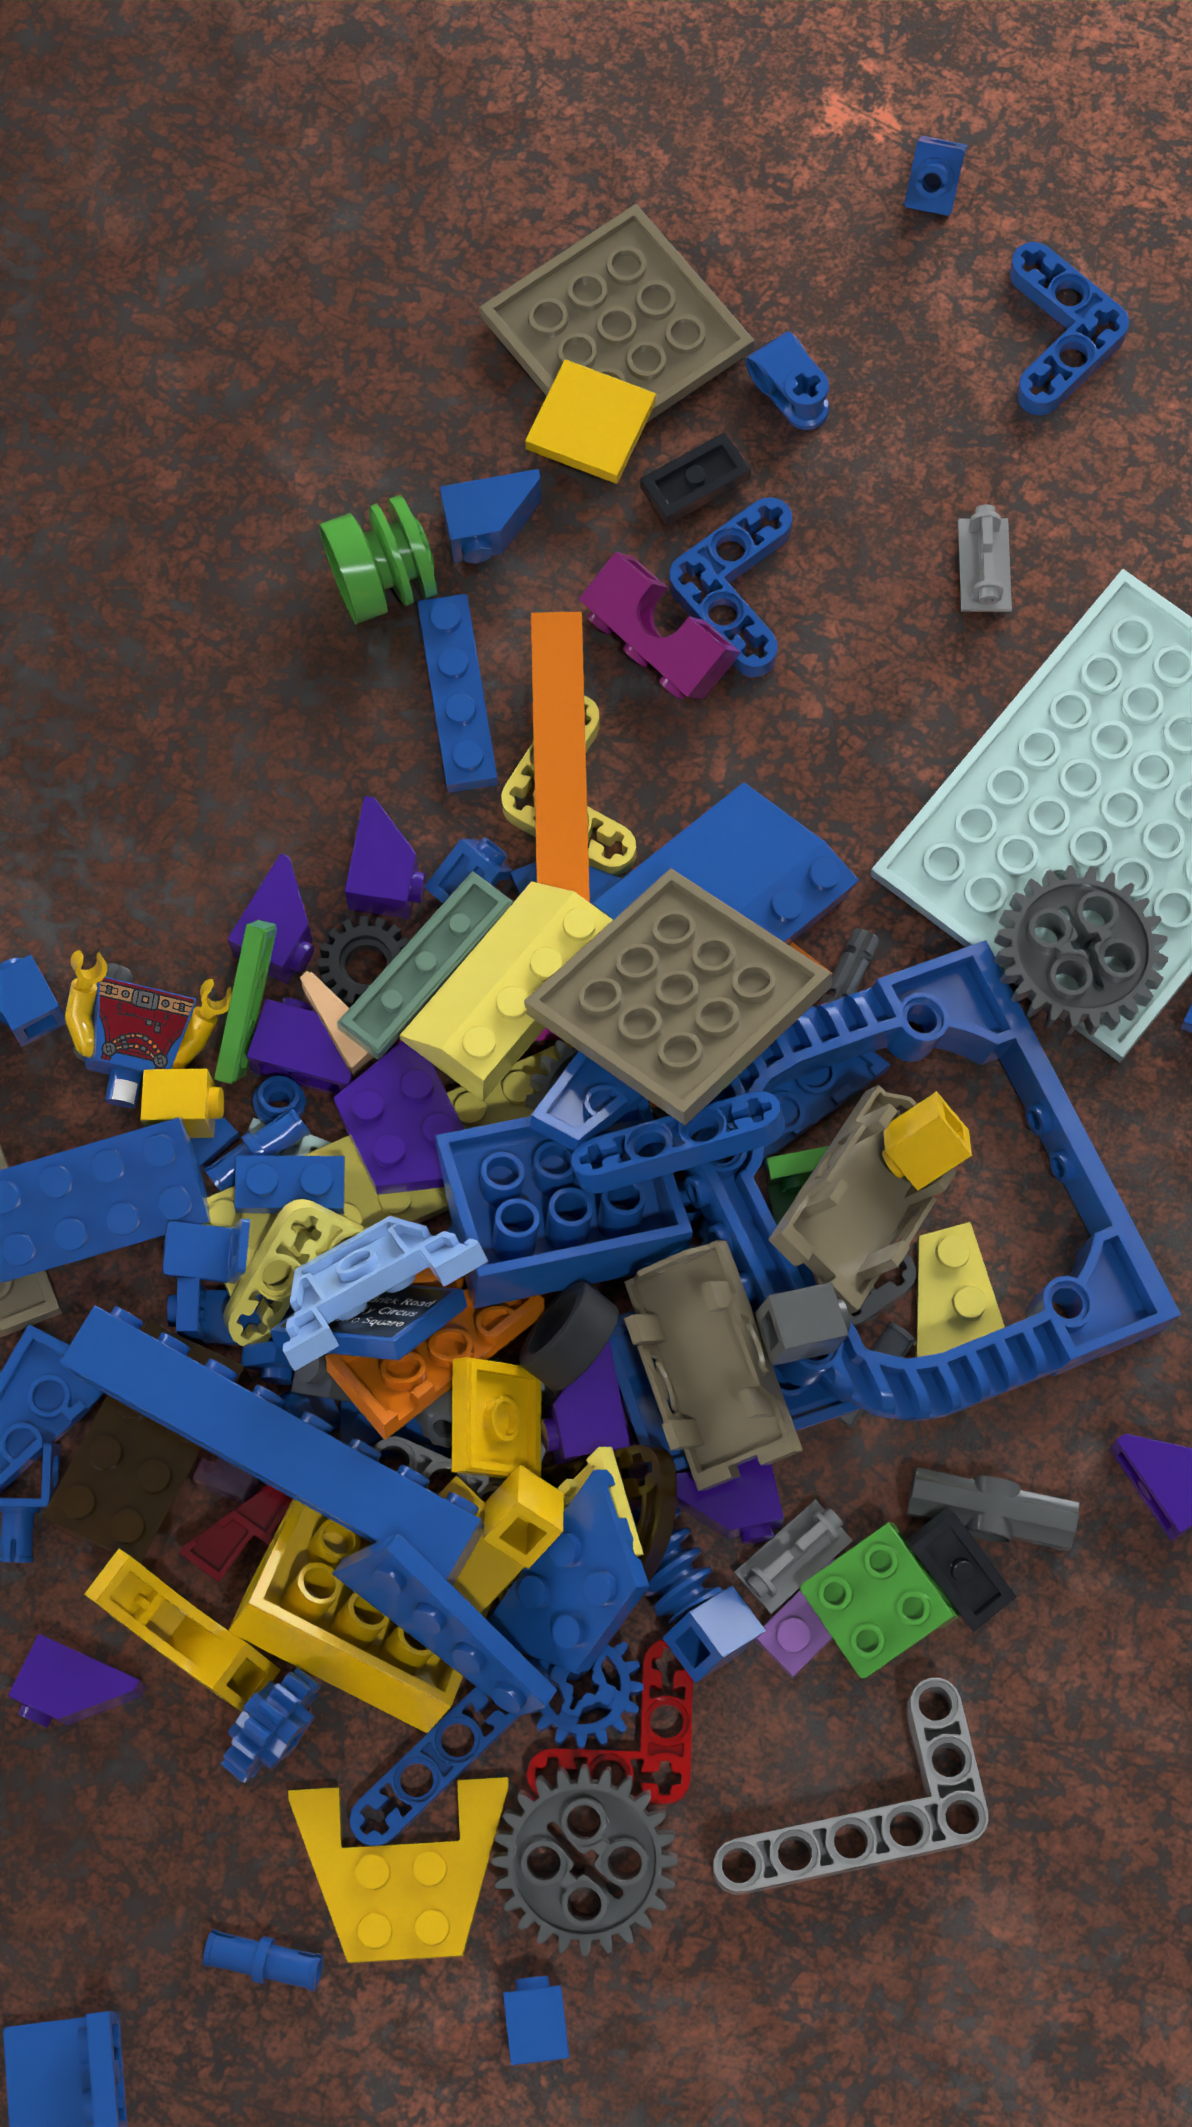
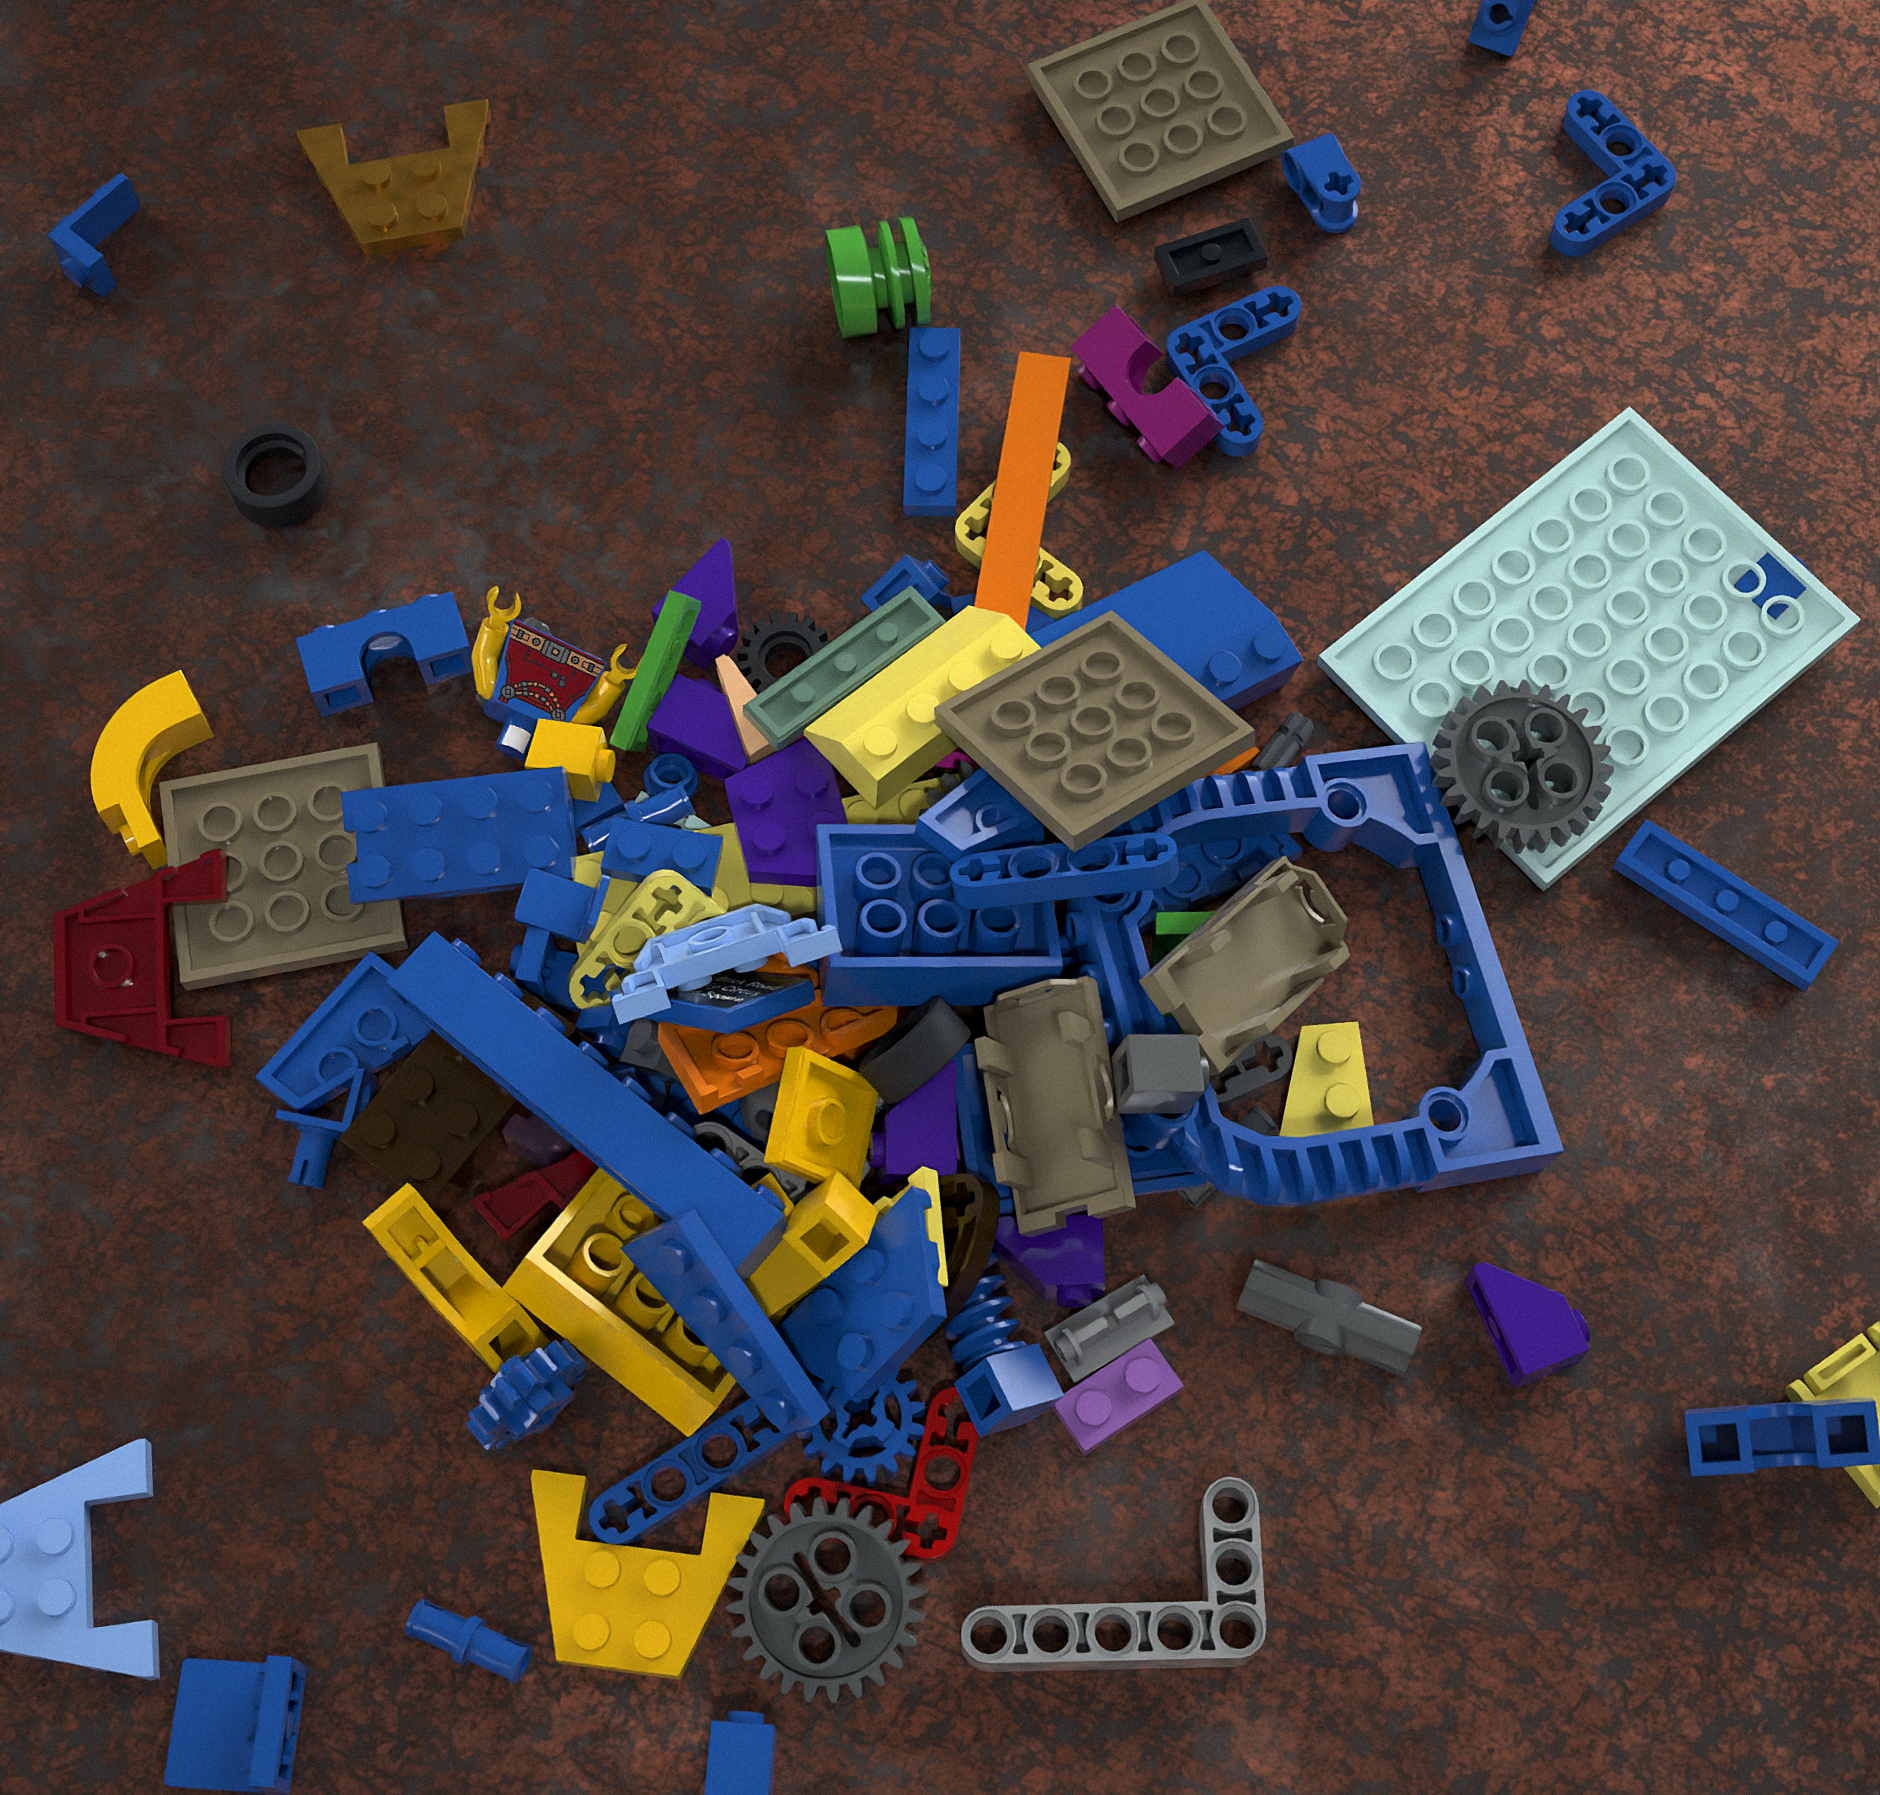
camera: 10 degrees right, 5 degrees down
(69, 1685) = (330, 1318): dark purple slope -> none
(382, 867) = (822, 571): dark purple slope -> none
(488, 513) = (998, 256): blue slope -> none
(590, 421) = (1115, 184): yellow tile -> none
(877, 1600) = (1189, 1387): bright green bracket -> none
(926, 1142) = (1323, 919): yellow brick -> none
(960, 1569) = (1283, 1371): black plate -> none
(984, 562) = (1489, 381): light grey hinge -> none

